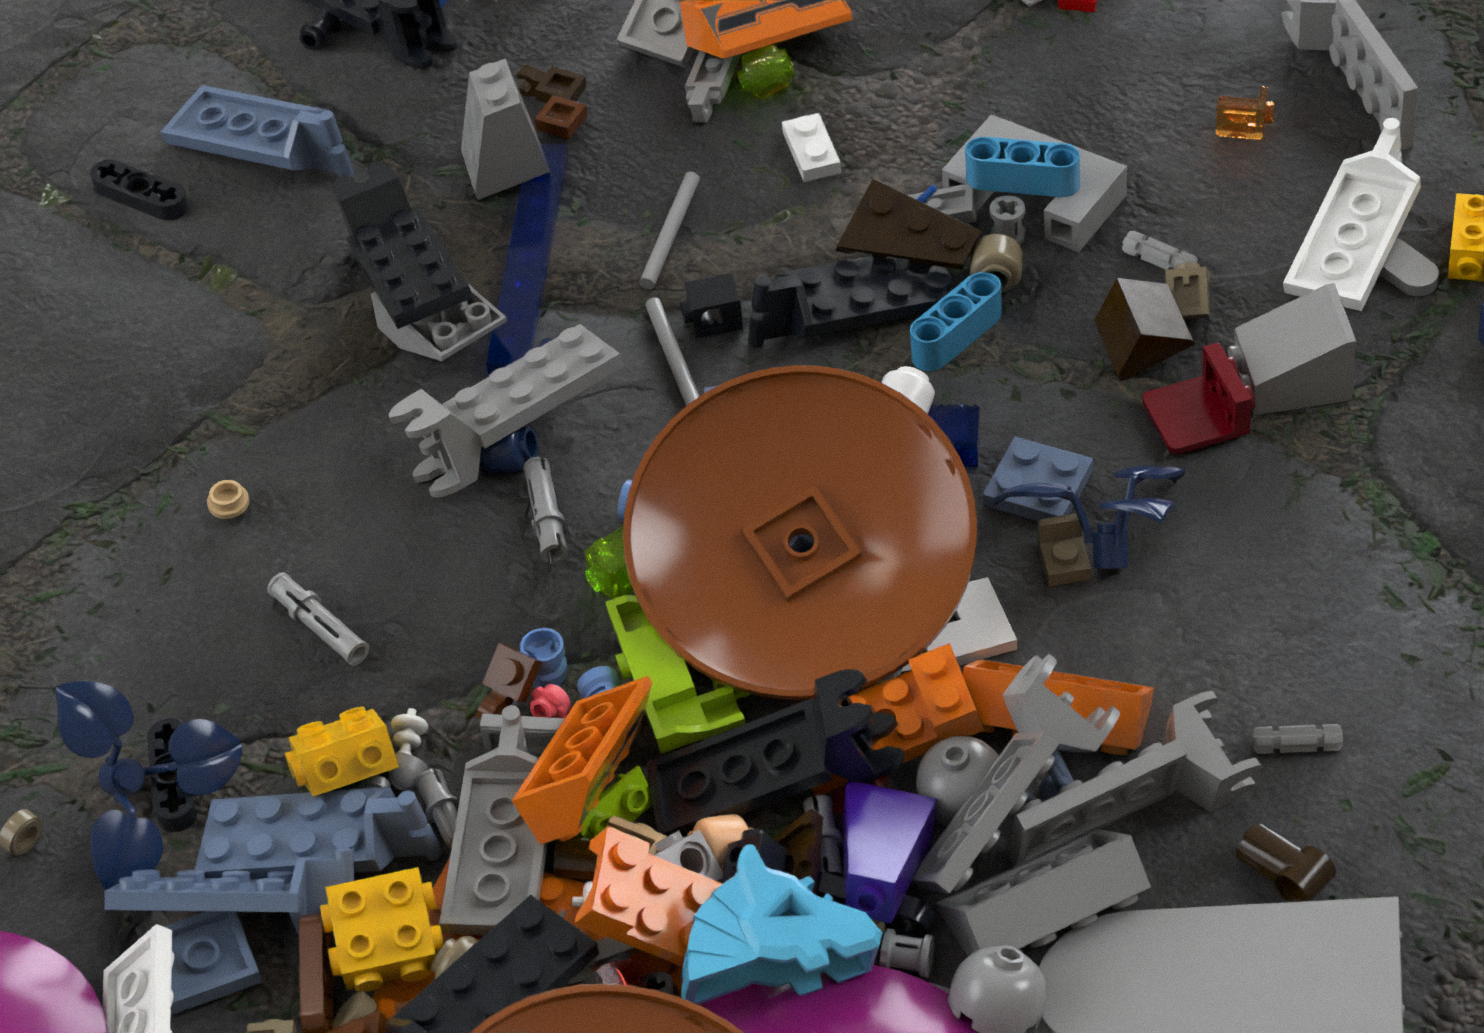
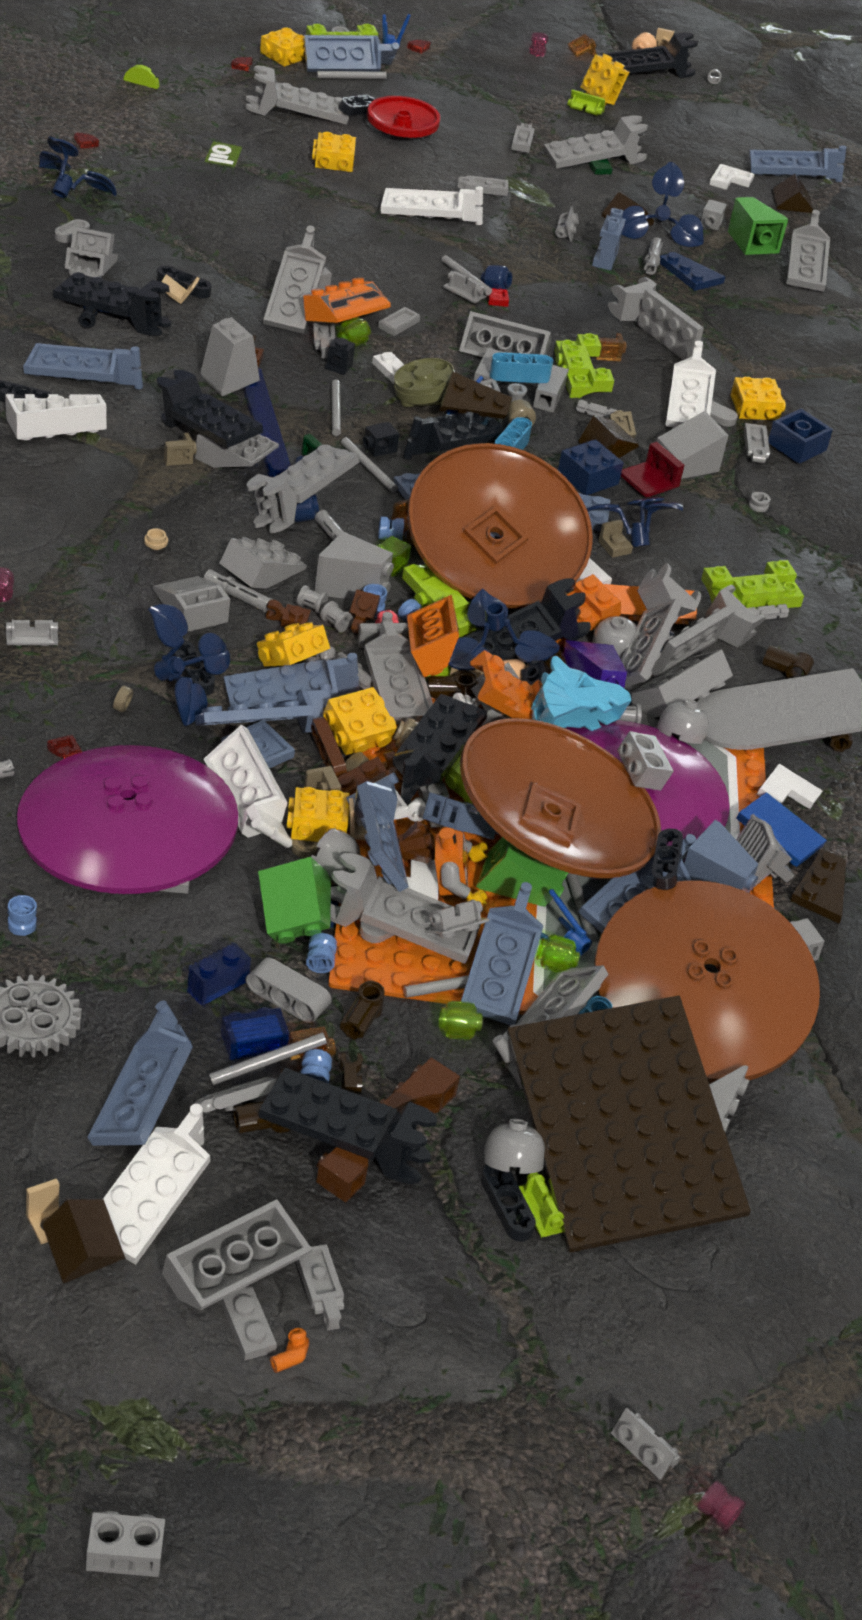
camera: 30 degrees left, 5 degrees down
(162, 237) = (55, 415): none -> white wedge
(224, 640) = (198, 599): none -> light grey slope
(345, 318) = (180, 451): none -> dark tan bracket
(383, 560) = (260, 562): none -> light grey slope
(390, 681) = (288, 615): none -> reddish brown plate
(437, 647) = (312, 599): none -> light grey bush
(459, 681) = (339, 618): none -> light grey bush
(517, 588) = (350, 566): none -> light grey slope
(575, 312) = (310, 444): none -> dark green tile
(717, 123) = (340, 356): none -> black brick
(718, 707) = (492, 614): none -> dark blue plant
(832, 180) = (422, 382): none -> olive piece
(869, 44) = (399, 321): none -> light grey tile
(1041, 97) = (502, 335): none -> light grey slope
(1080, 386) = (590, 467): none -> dark blue brick
(1156, 145) = (581, 375): none -> lime bracket
(1292, 691) = (771, 588): none -> lime bracket
(1407, 483) = (759, 501): none -> light grey bush
(1449, 341) = (756, 442): none -> light grey hinge

